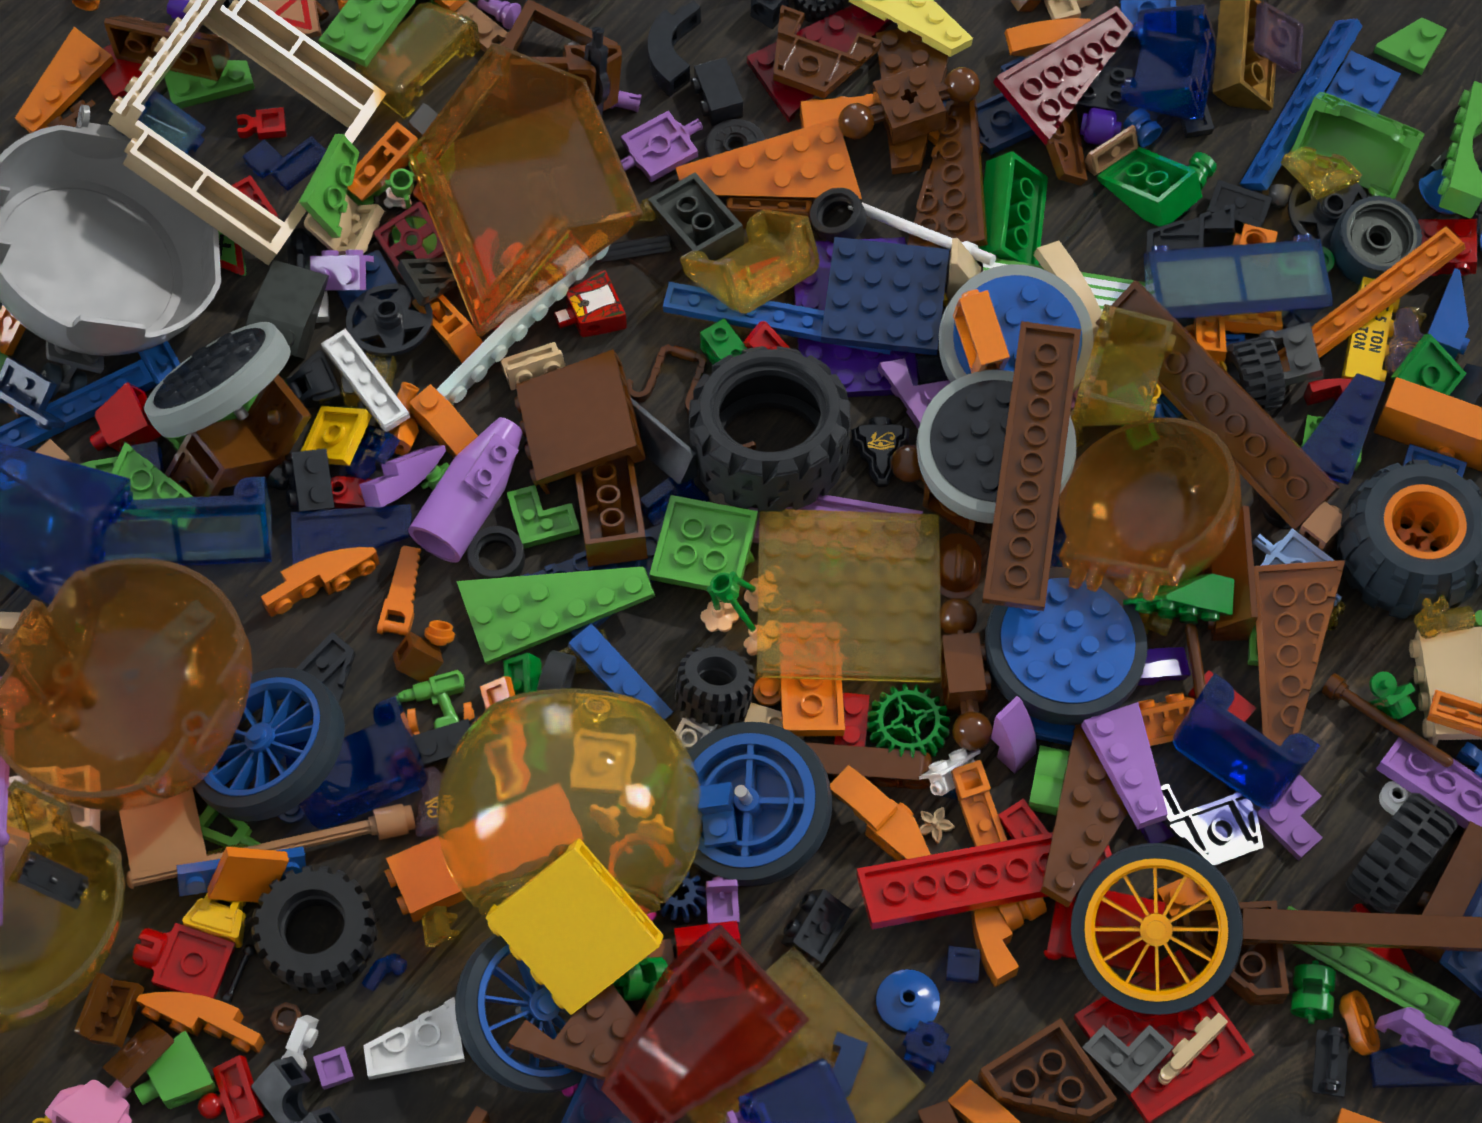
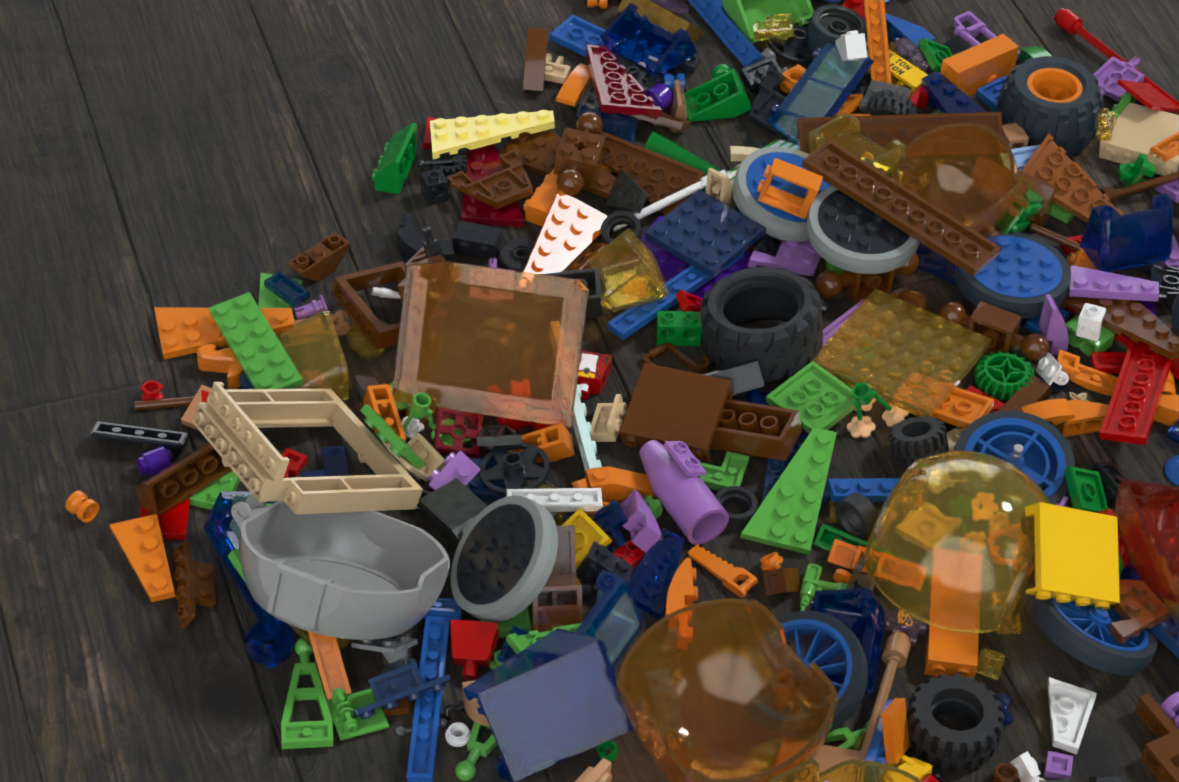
camera: 60 degrees left, 20 degrees down
(764, 901) = (1085, 489): none -> green tile
(898, 185) = (626, 195): none -> pearl dark grey wing
(1045, 767) = (1090, 322): none -> white bracket
(1318, 267) = (852, 46): none -> white slope

